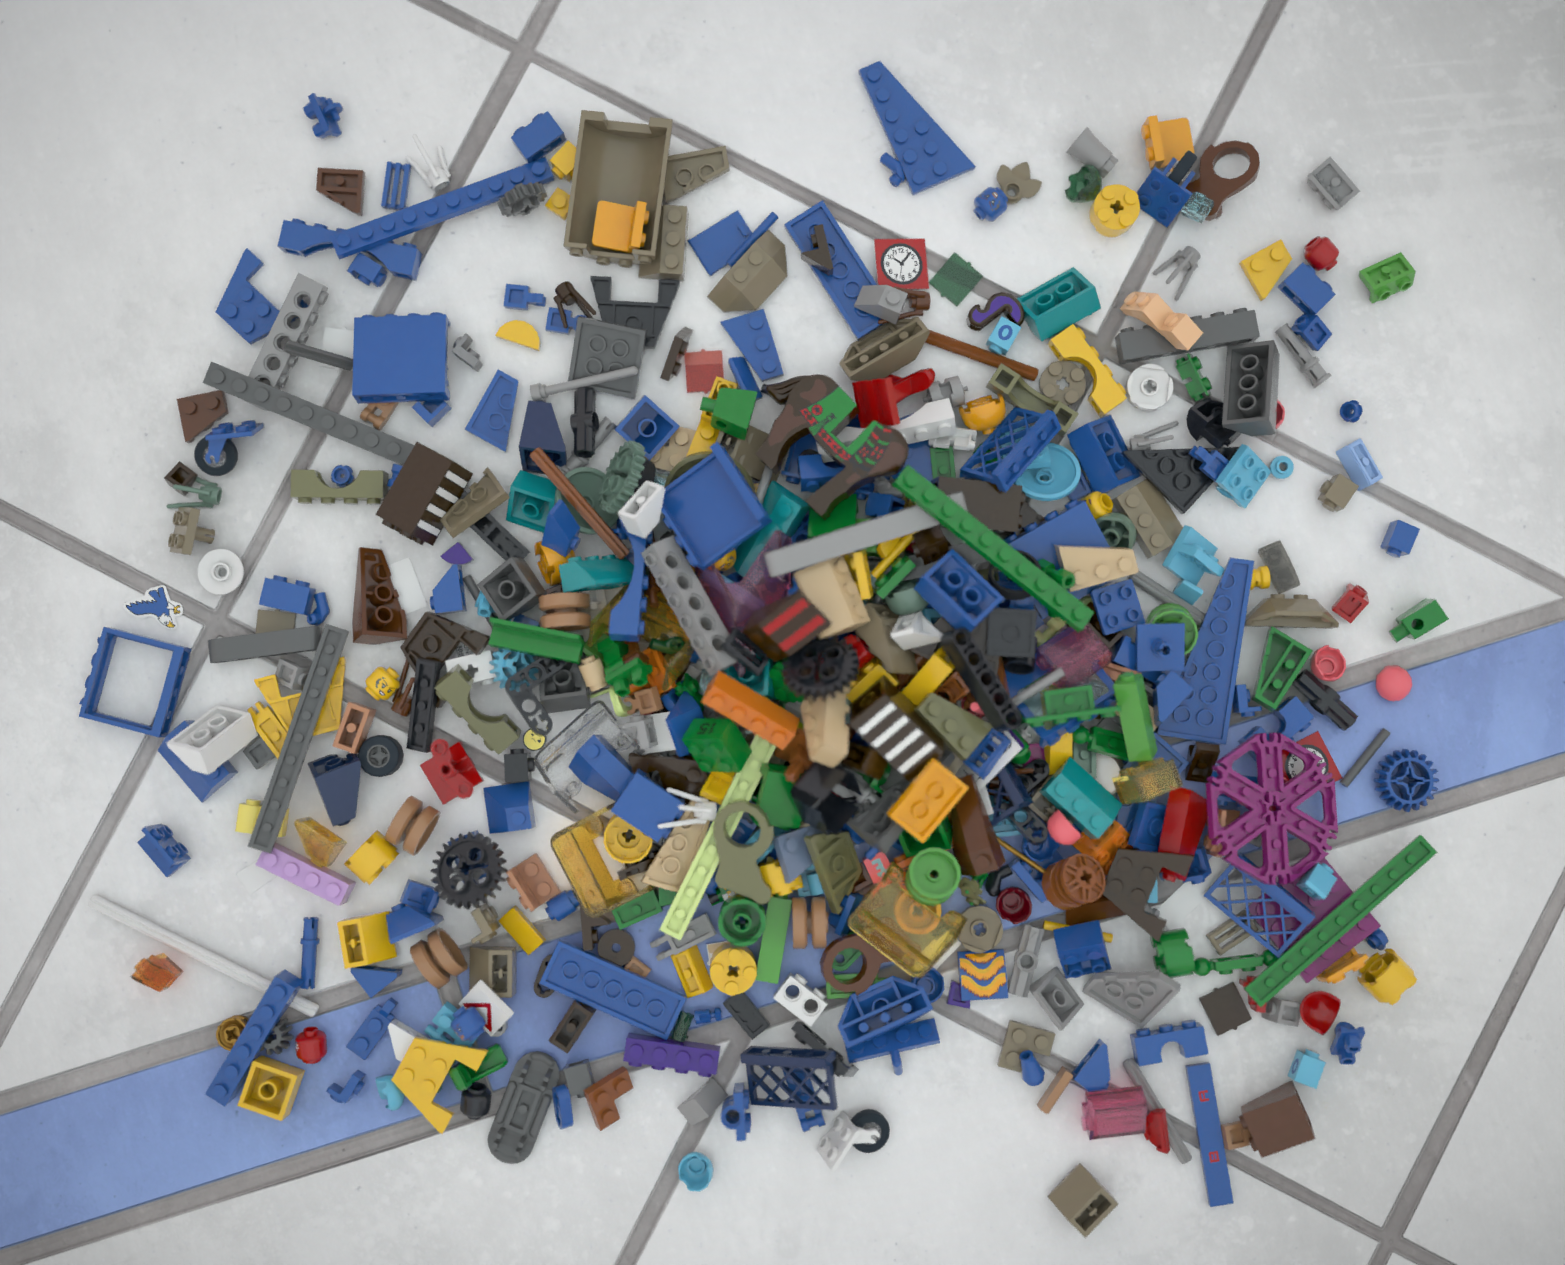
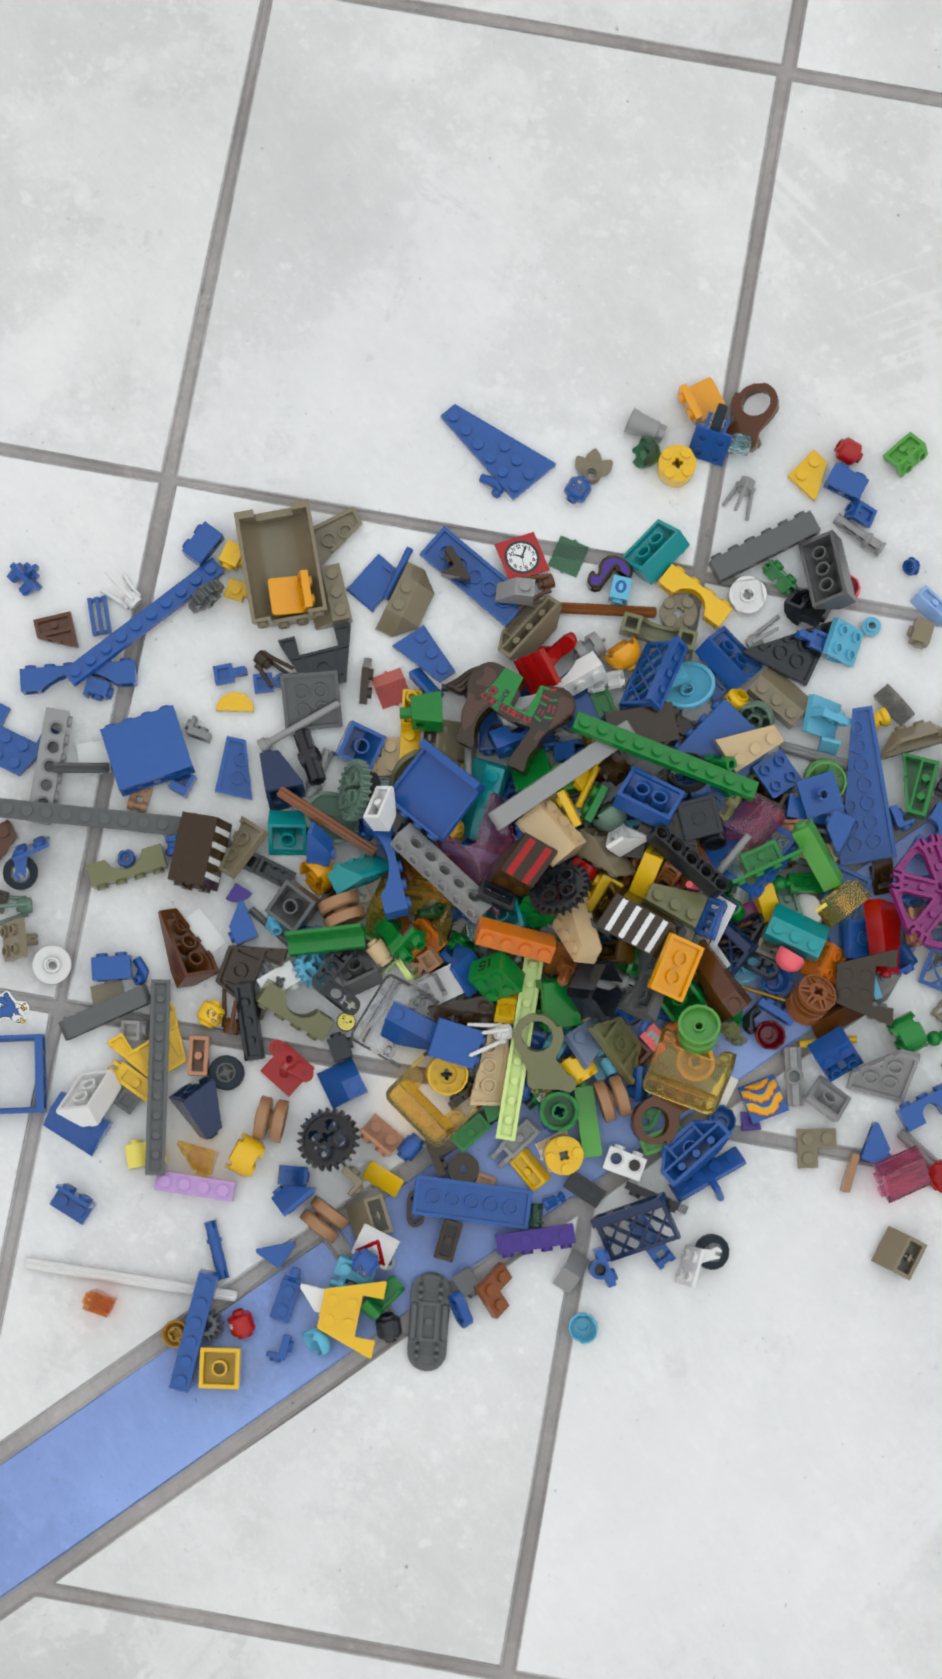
camera: 25 degrees left, 5 degrees down
(365, 940) = (261, 1223): yellow slope -> none
(987, 939) = (757, 1056): dark tan plate -> none
(1031, 1070) = (826, 1162): blue cone -> none
(1154, 312) = (732, 535): light nougat arch -> none
(1333, 184) = (840, 395): light grey bracket -> none

